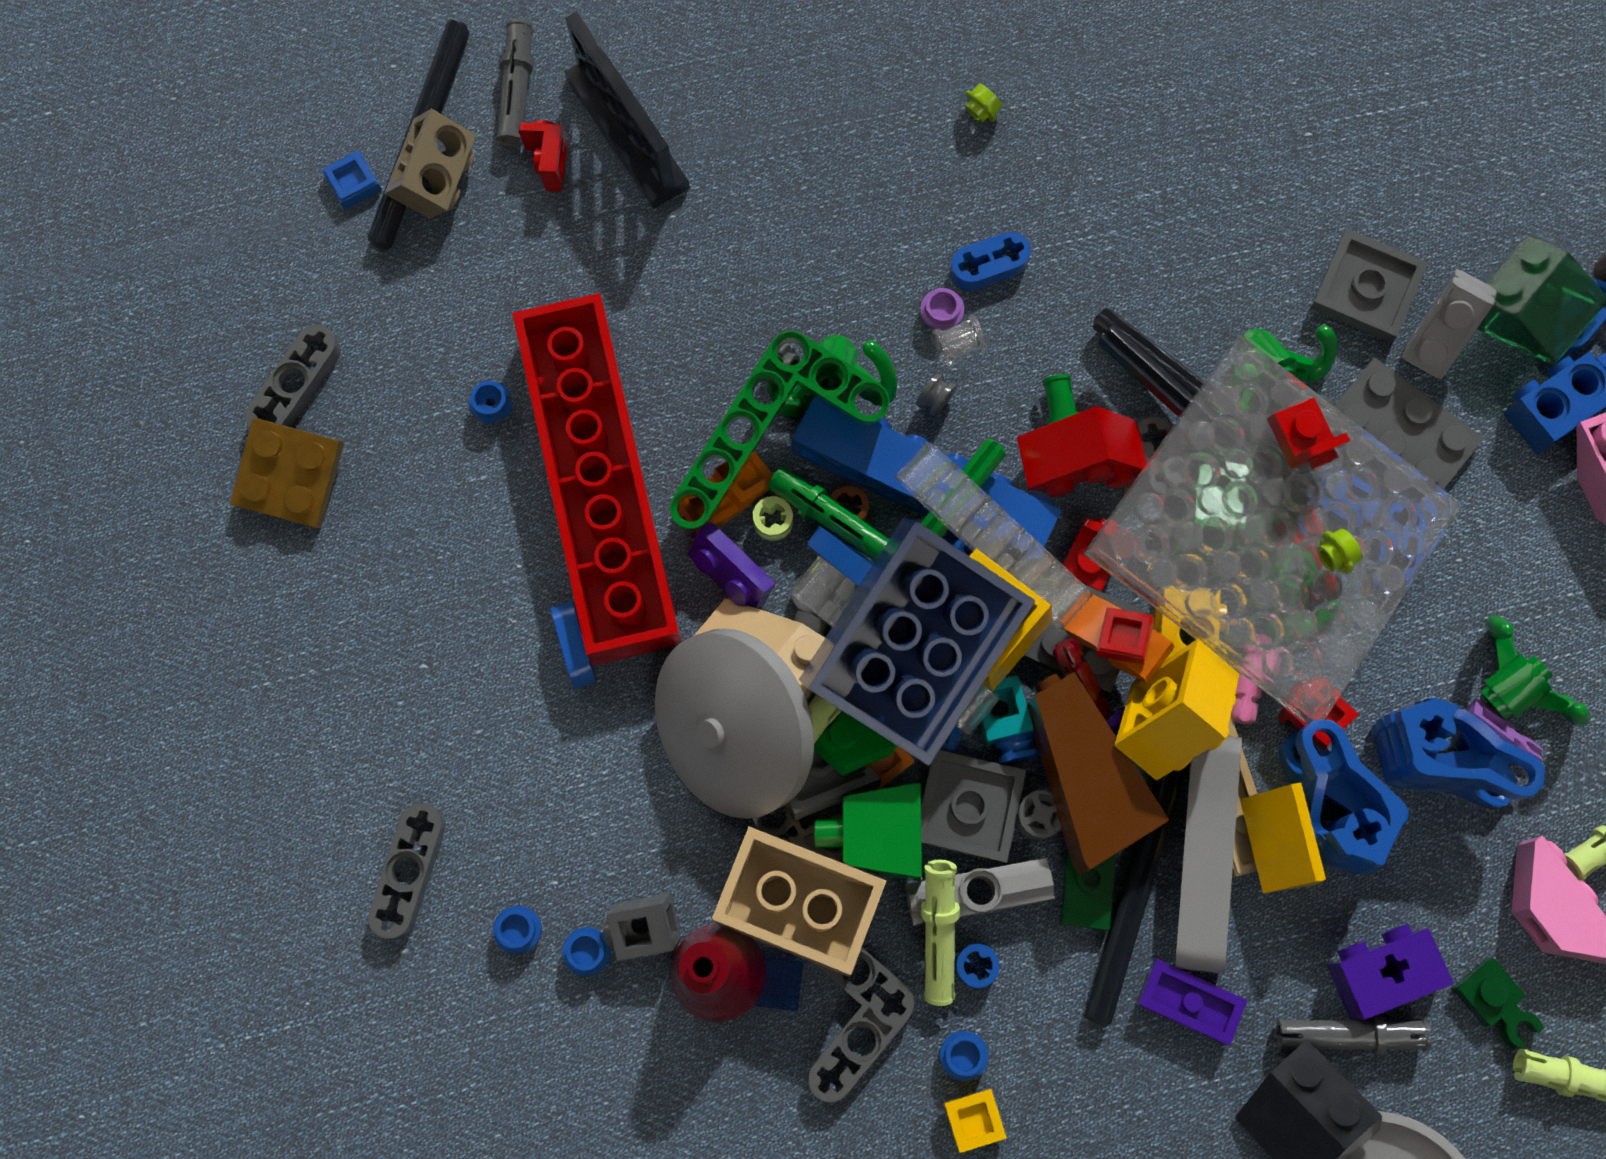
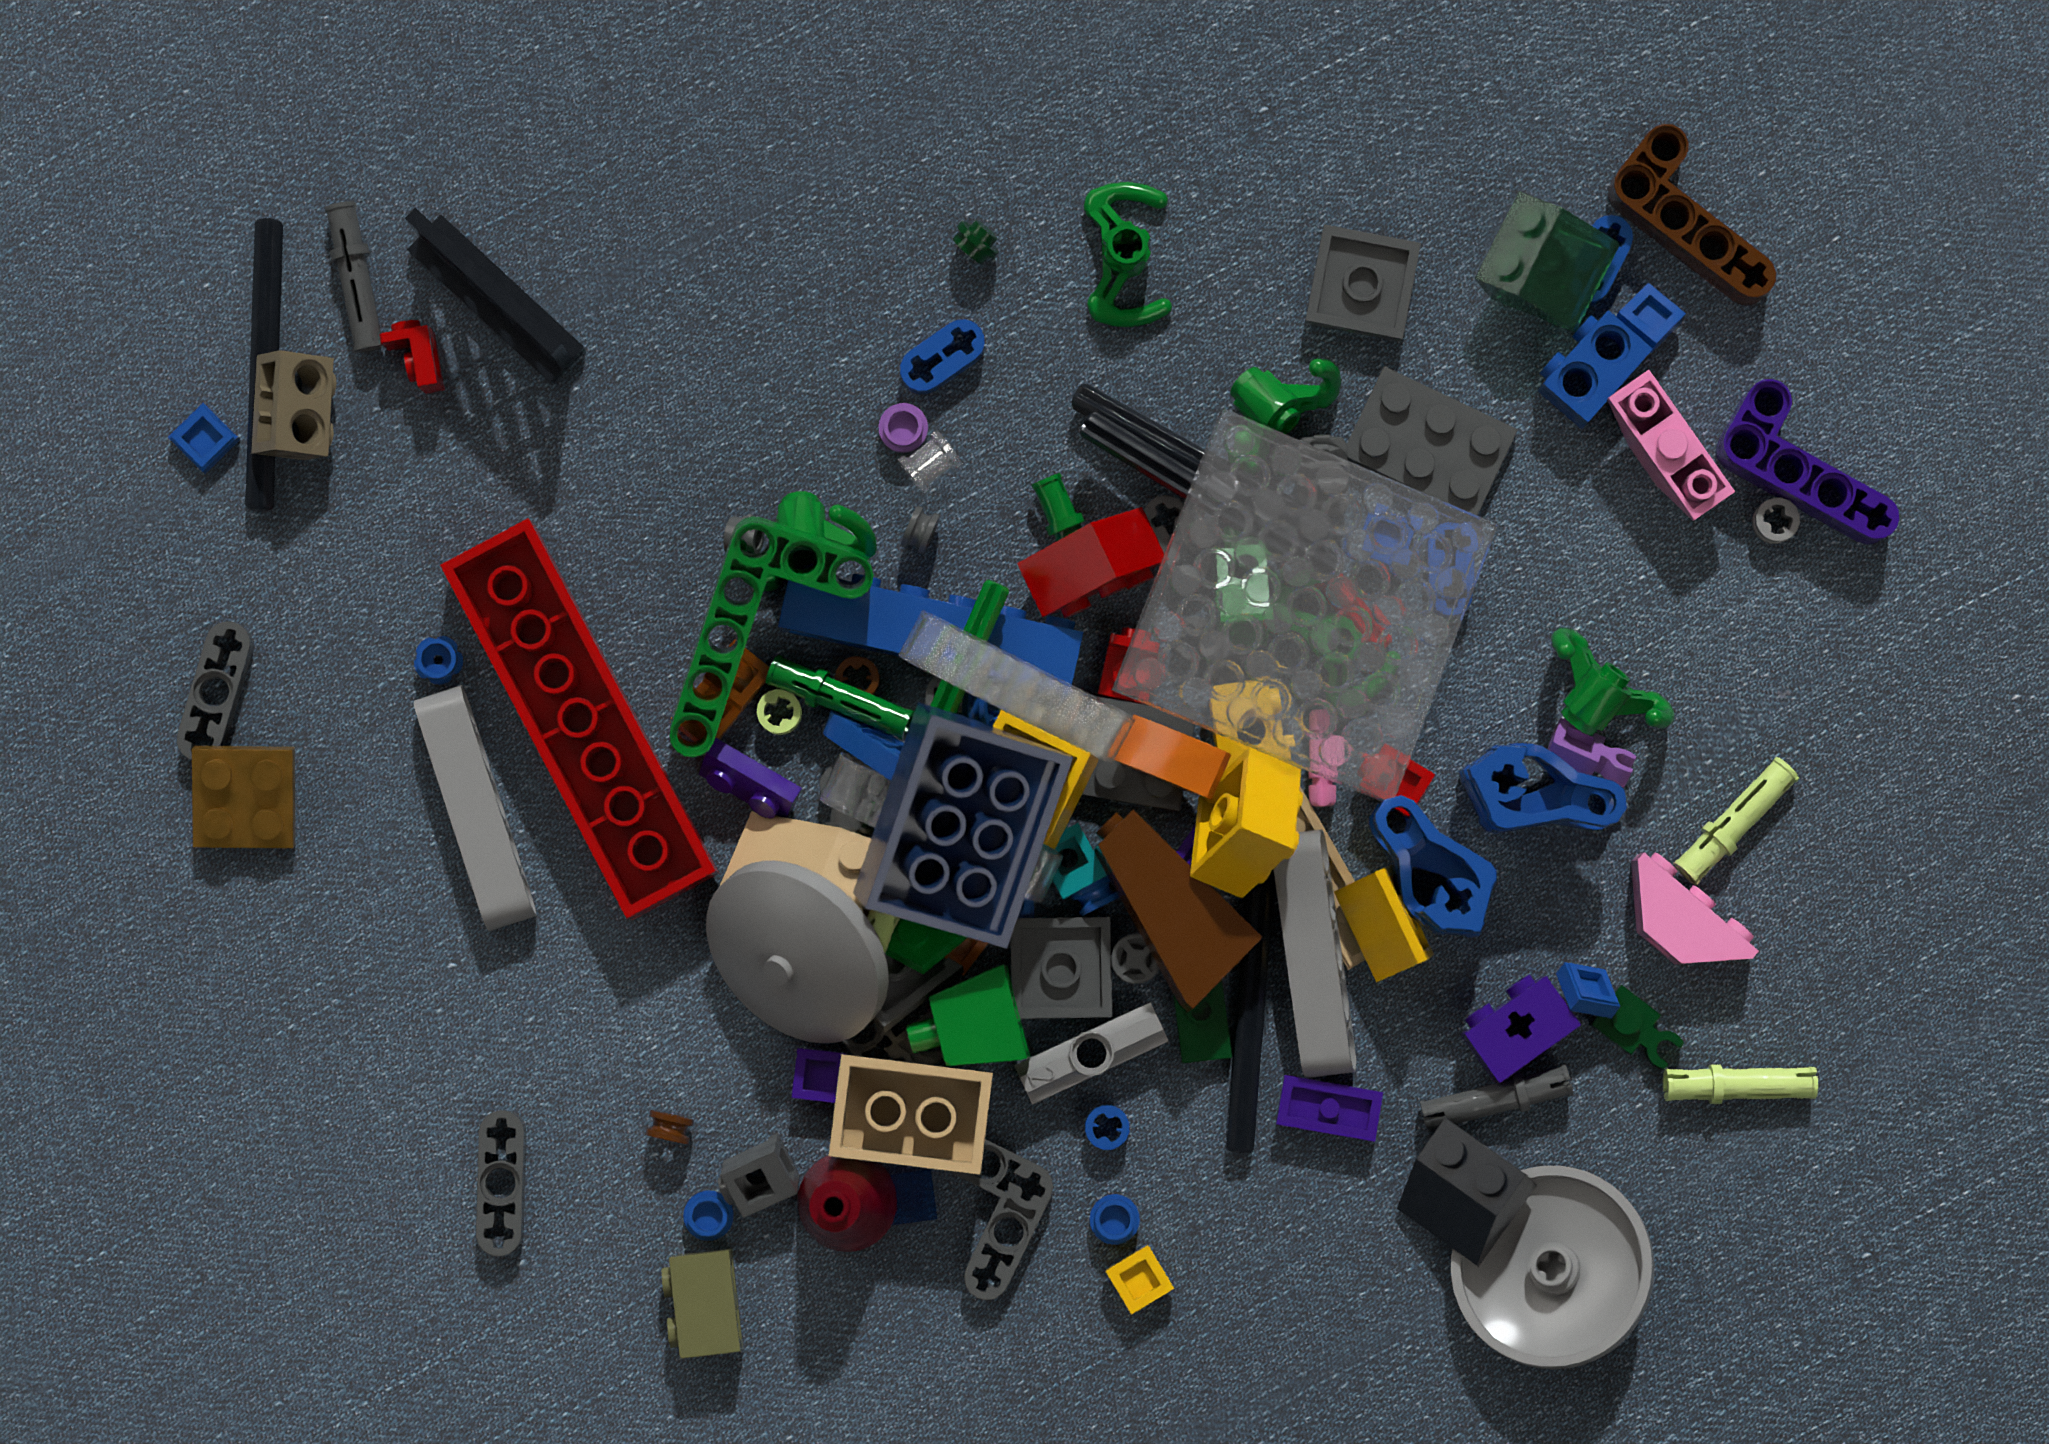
camera: 15 degrees left, 10 degrees up
(483, 534) = (475, 808): none -> light grey beam
(517, 929) = (631, 1212): blue plate -> none
(558, 1034) = (703, 1303): none -> olive brick
(572, 645) = (604, 904): blue beam -> none
(573, 859) = (669, 1127): none -> reddish brown bush
(719, 846) = (816, 1075): none -> dark purple plate
(940, 915) = (1055, 1090): yellowish green pin -> none
(982, 103) = (890, 170): lime plate -> none
(1042, 174) = (976, 241): none -> dark green plate
(1067, 656) = (1125, 788): dark red axle -> none
(1125, 635) = (1177, 758): red tile -> none
(1167, 214) = (1123, 234): none -> green piece
(1305, 435) = (1313, 505): red bracket -> none
(1339, 551) = (1371, 622): lime plate -> none
(1449, 324) = (1451, 318): light grey brick -> none
(1463, 953) = (1588, 990): none -> blue tile

